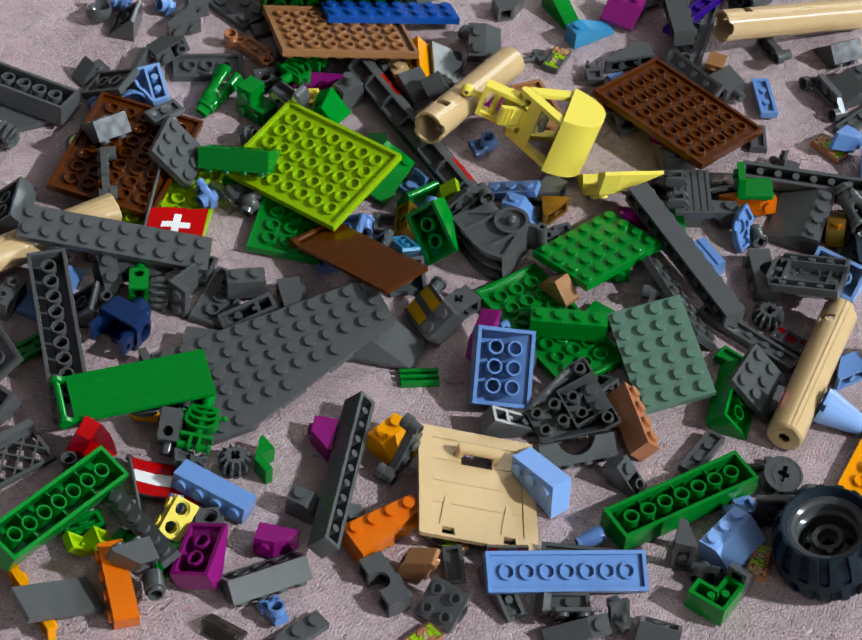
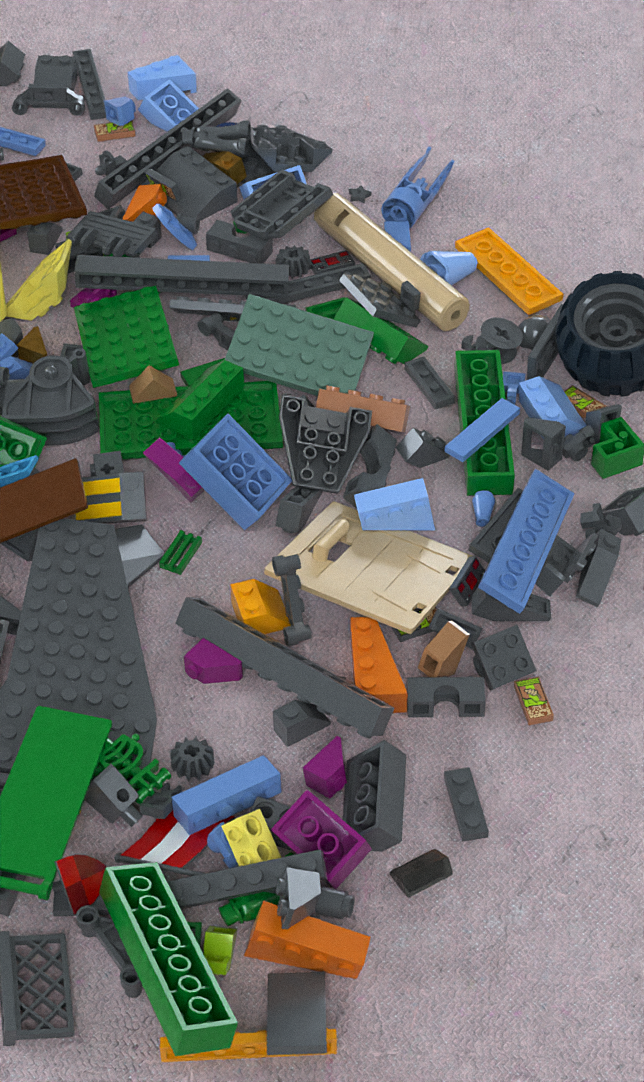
camera: 55 degrees left, 0 degrees up
(264, 455) = (218, 737): green slope -> none
(274, 609) = (425, 808): medium blue plate -> none
(656, 498) = (482, 430): none -> medium blue tile
(751, 187) = (135, 193): green bracket -> none
(782, 200) = (168, 186): none -> dark grey tile

